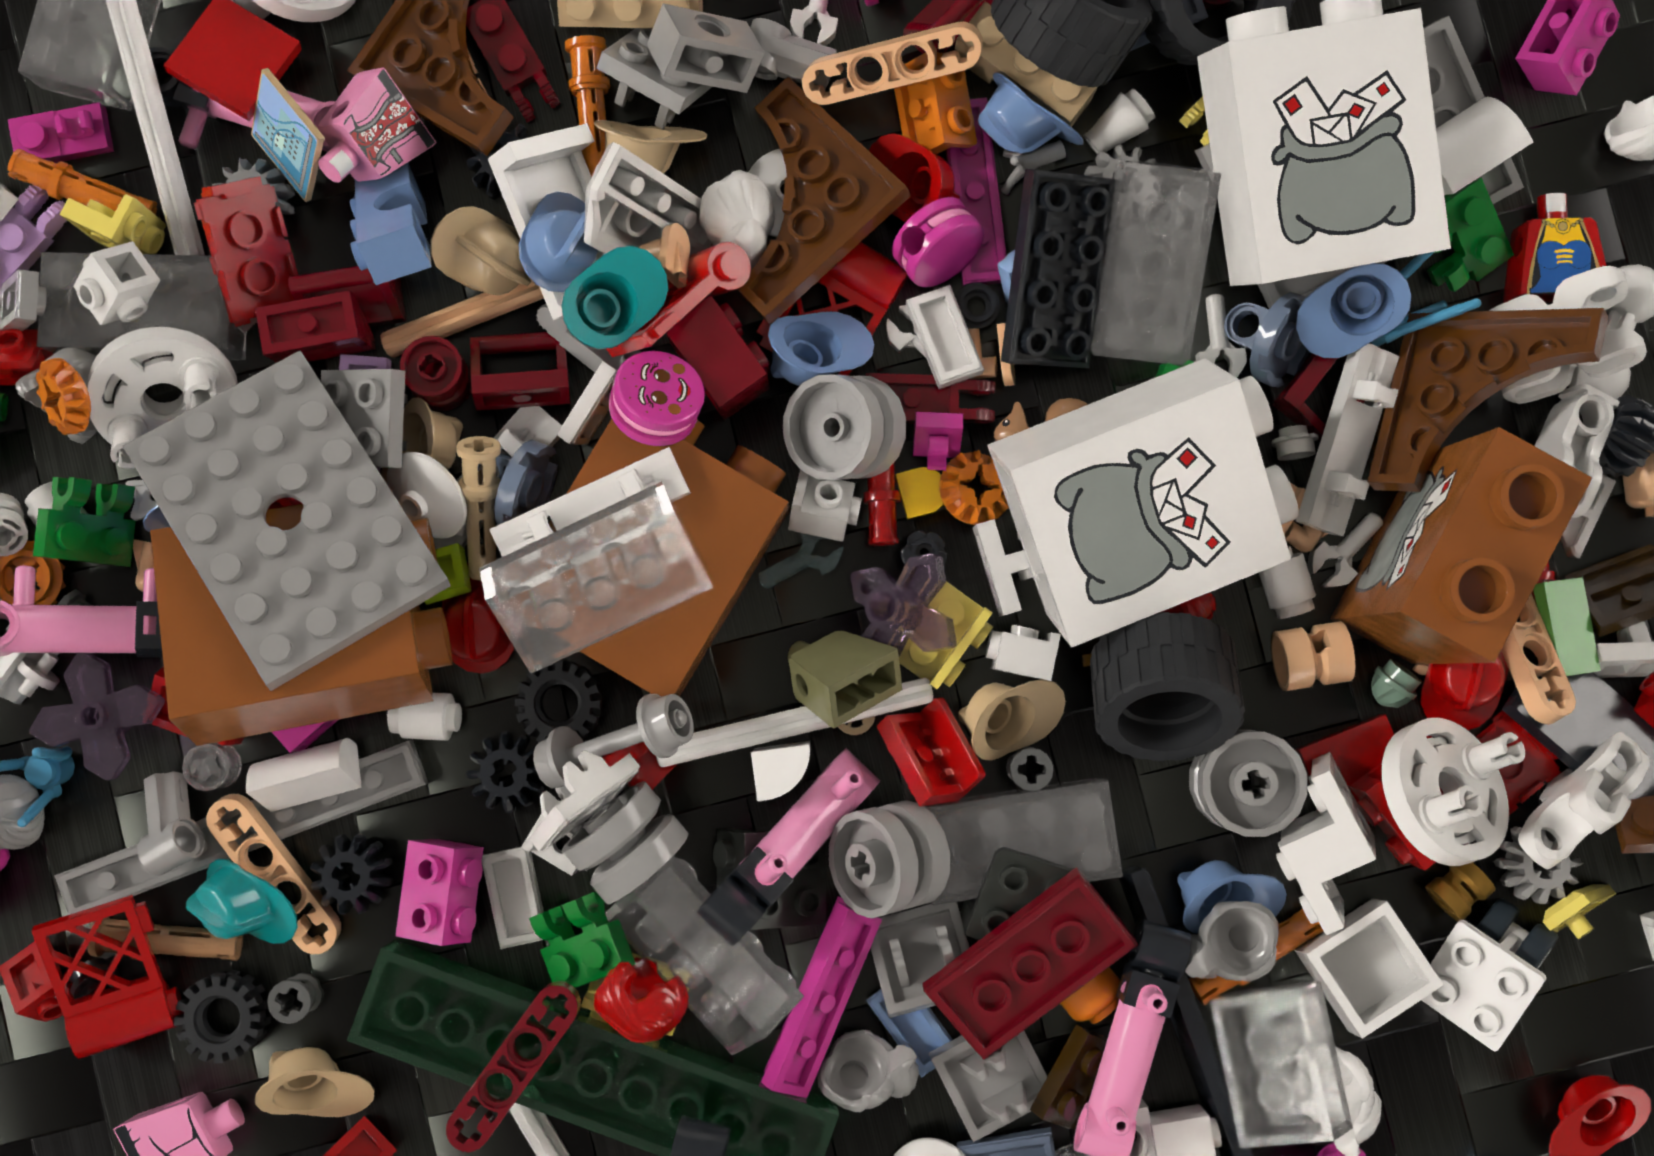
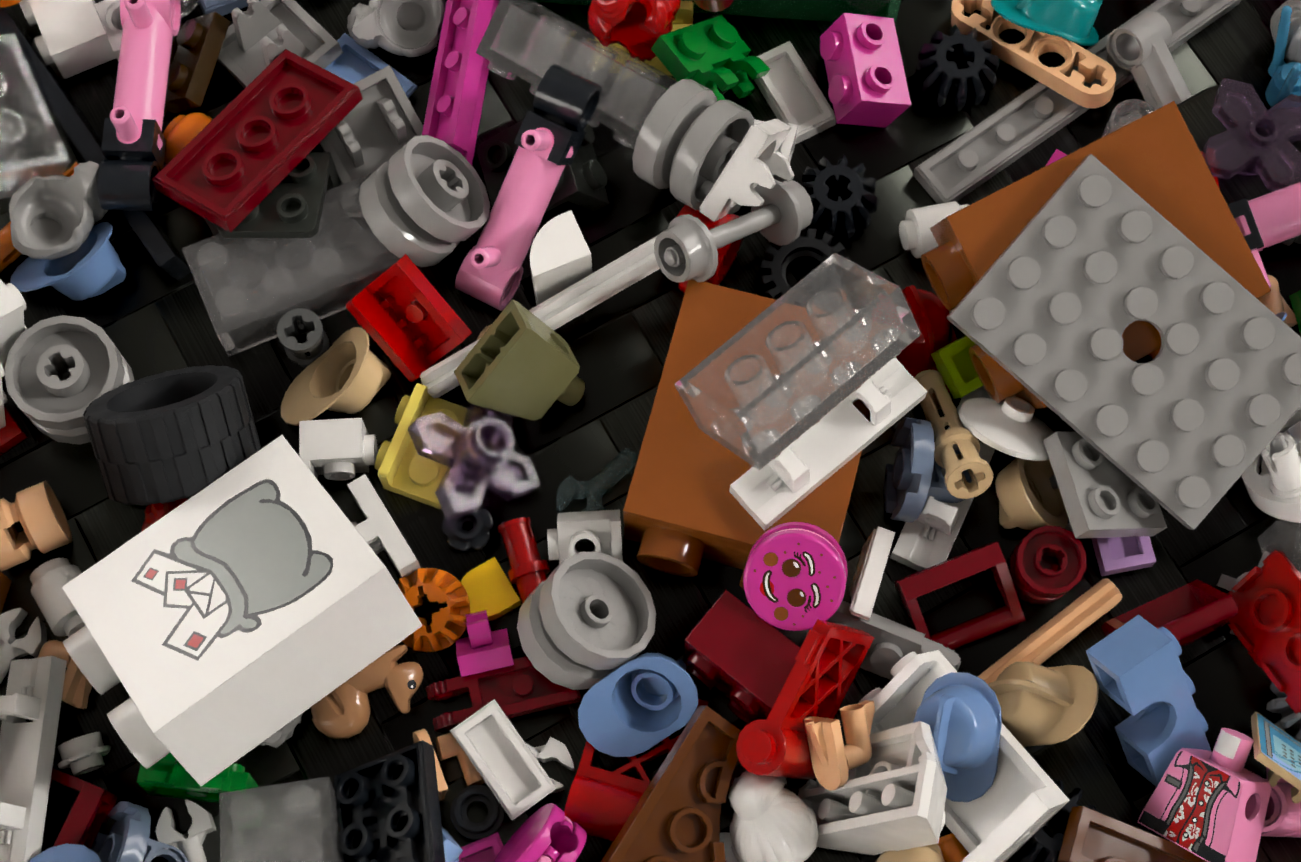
camera: 165 degrees right, 15 degrees down
(305, 775) = (1035, 138): white brick -> none
(315, 326) = (1192, 571): dark red tile -> none
(614, 297) = (874, 668): teal piece -> none

